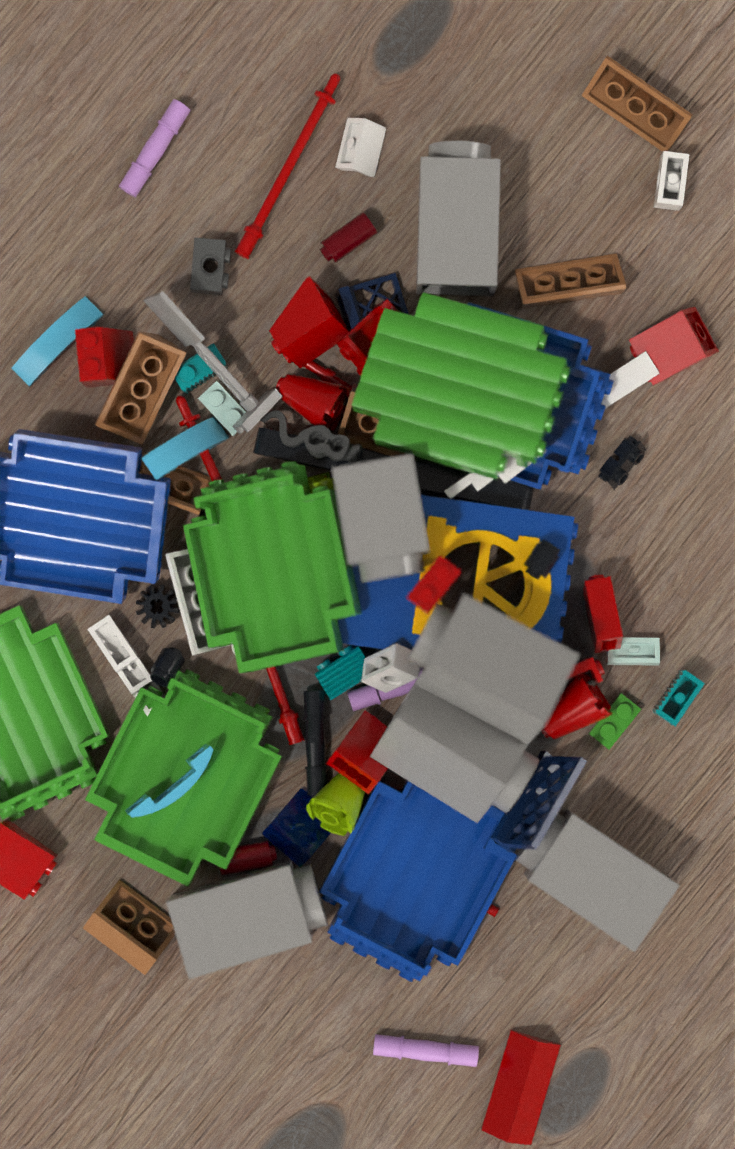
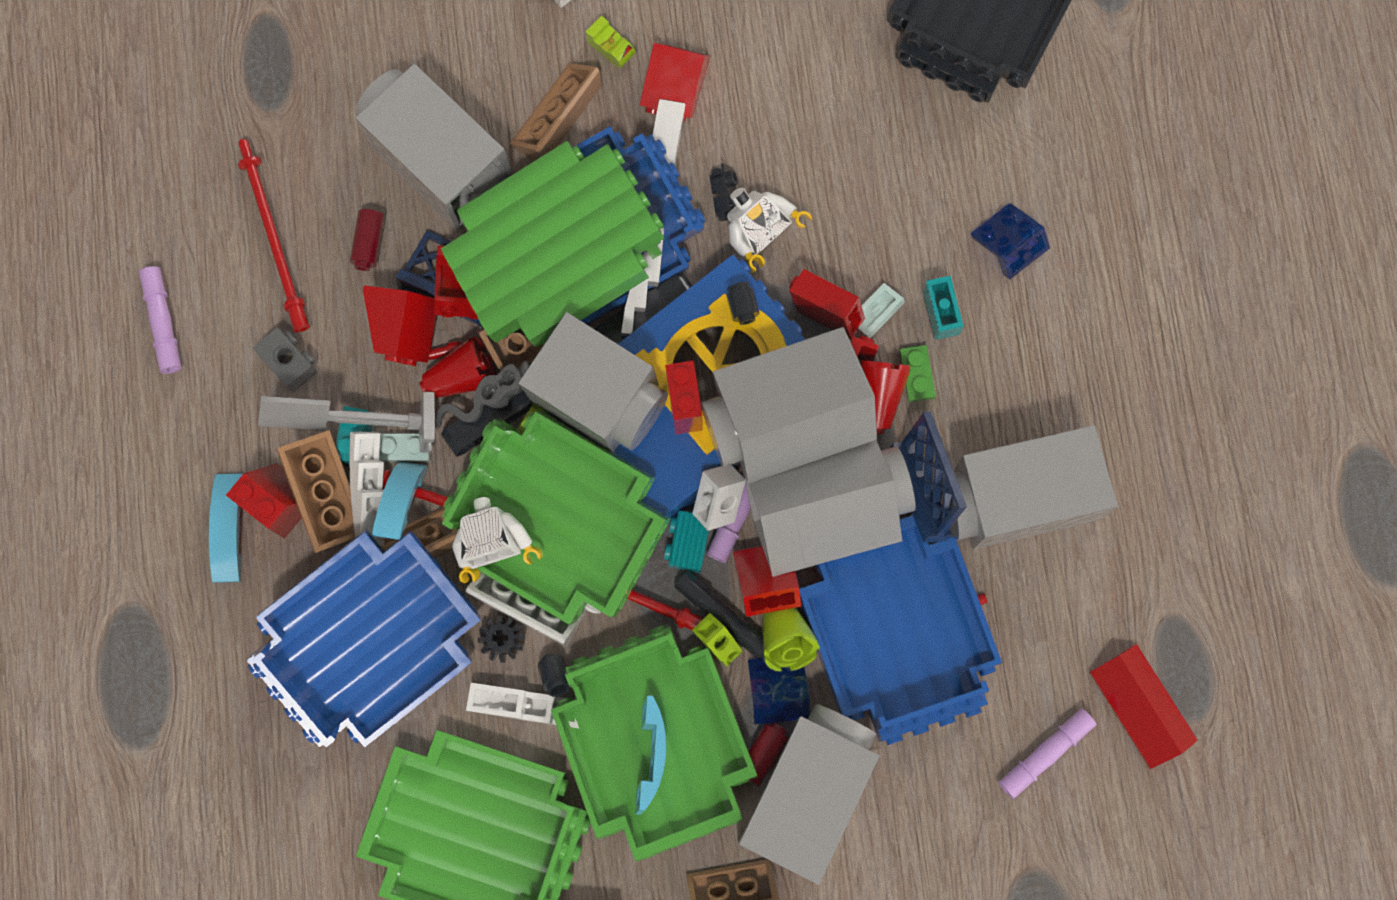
camera: 45 degrees left, 10 degrees down
(174, 412) = (365, 480): none -> white slope
(214, 539) = (488, 538): none -> white torso
(293, 756) = (717, 639): none -> lime leg
(361, 146) = (310, 170): white panel -> none
(619, 507) = (758, 221): none -> white torso
(658, 271) = (609, 42): none -> lime leg

